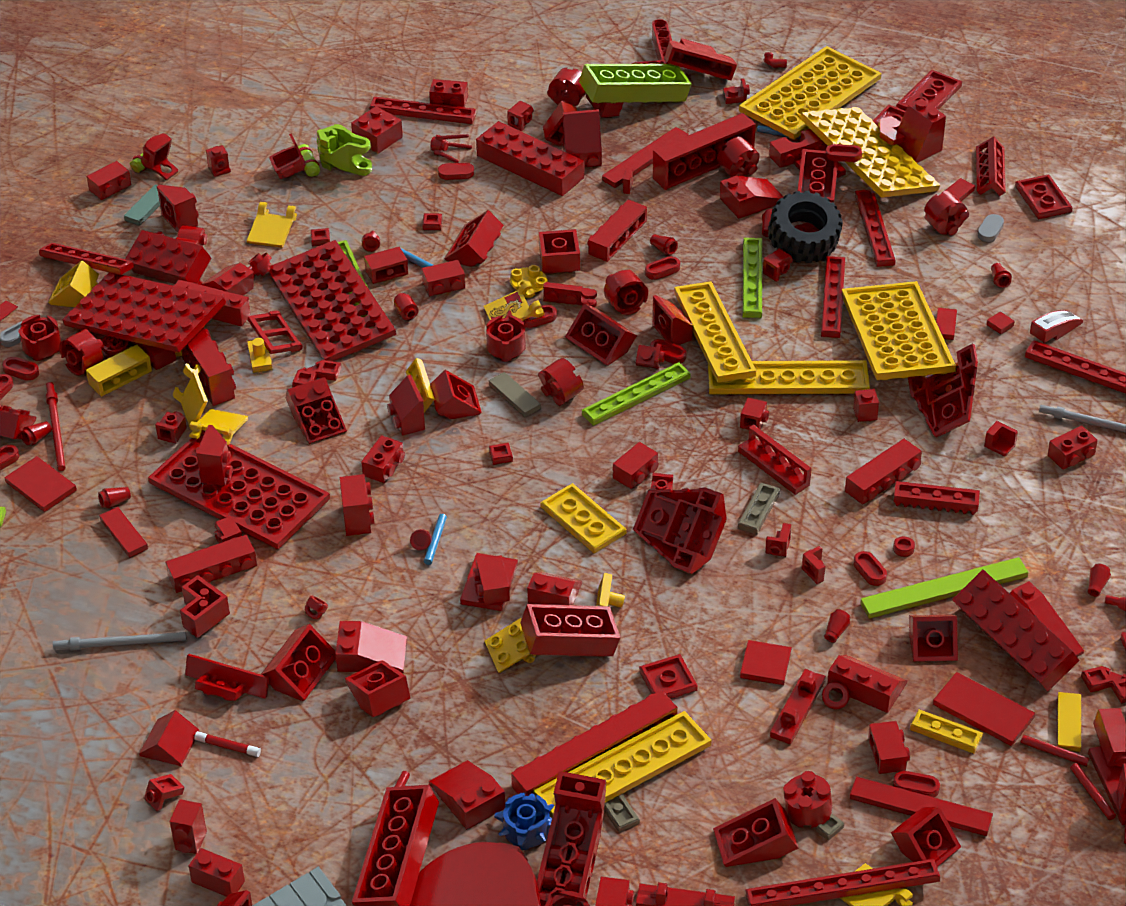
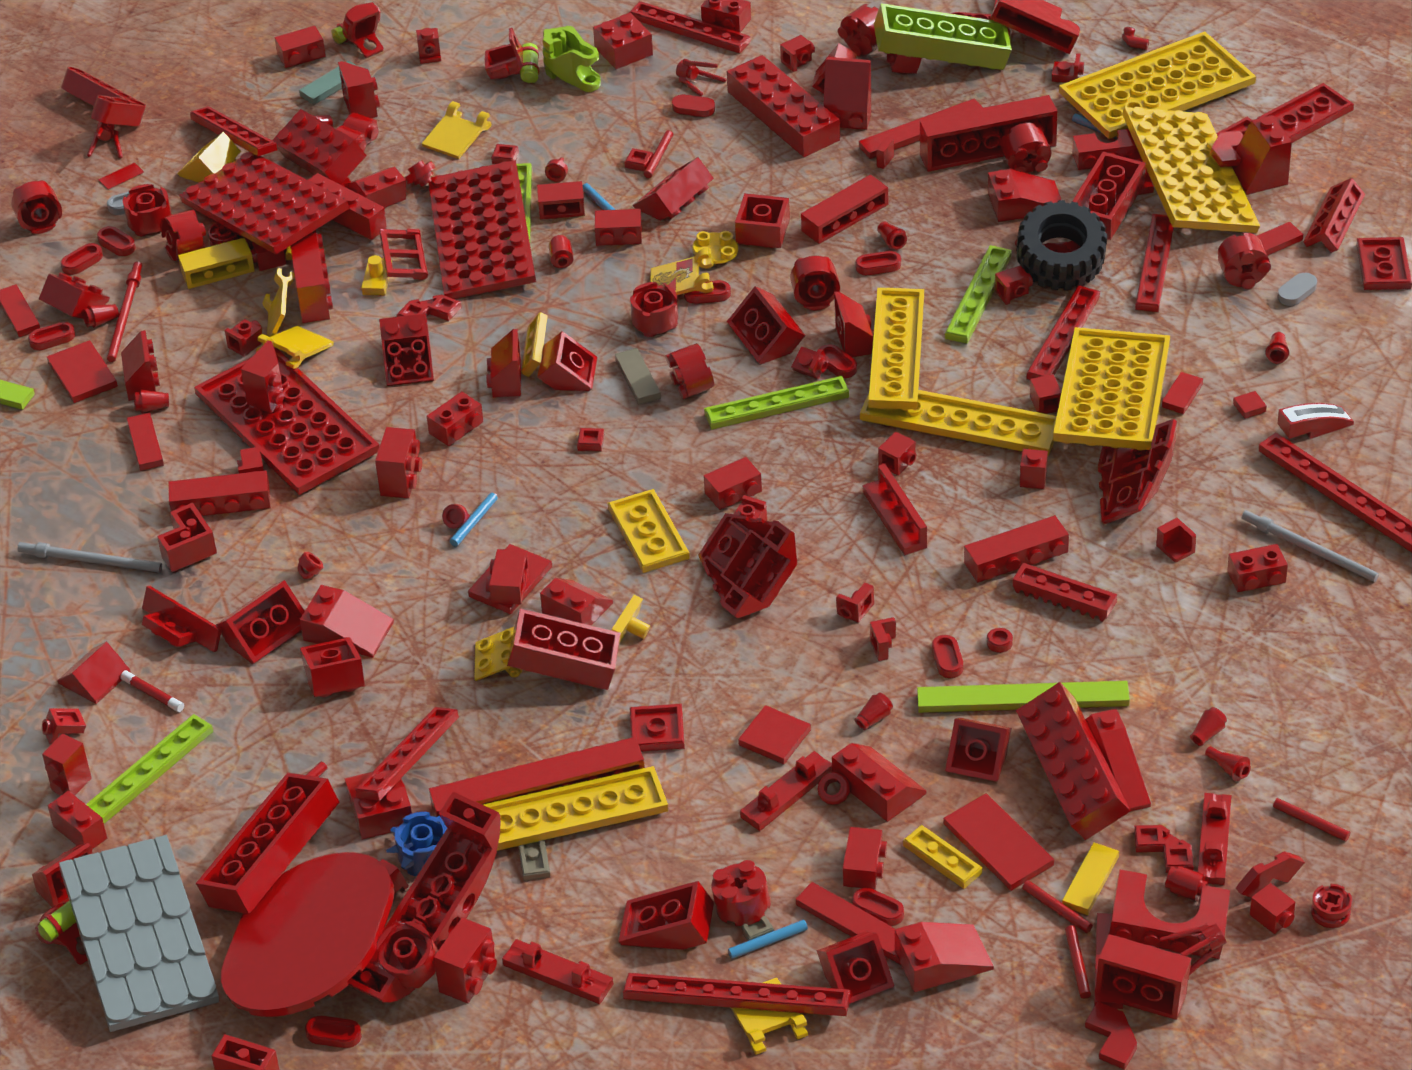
camera: 20 degrees right, 0 degrees up
(94, 469) = (139, 365): none -> red slope
(256, 809) = (150, 767): none -> lime tile
(446, 214) = (650, 169): none -> red bar
(478, 748) = (406, 754): none -> red tile
(569, 294) = (752, 273): red hinge -> none
(758, 508) = (852, 561): dark tan tile -> none
(842, 833) = (767, 939): none -> dark azure bar
(843, 153) = (1148, 165): red tile -> none
(845, 345) = (1045, 394): none -> red brick
(988, 812) = (940, 953): none -> red slope

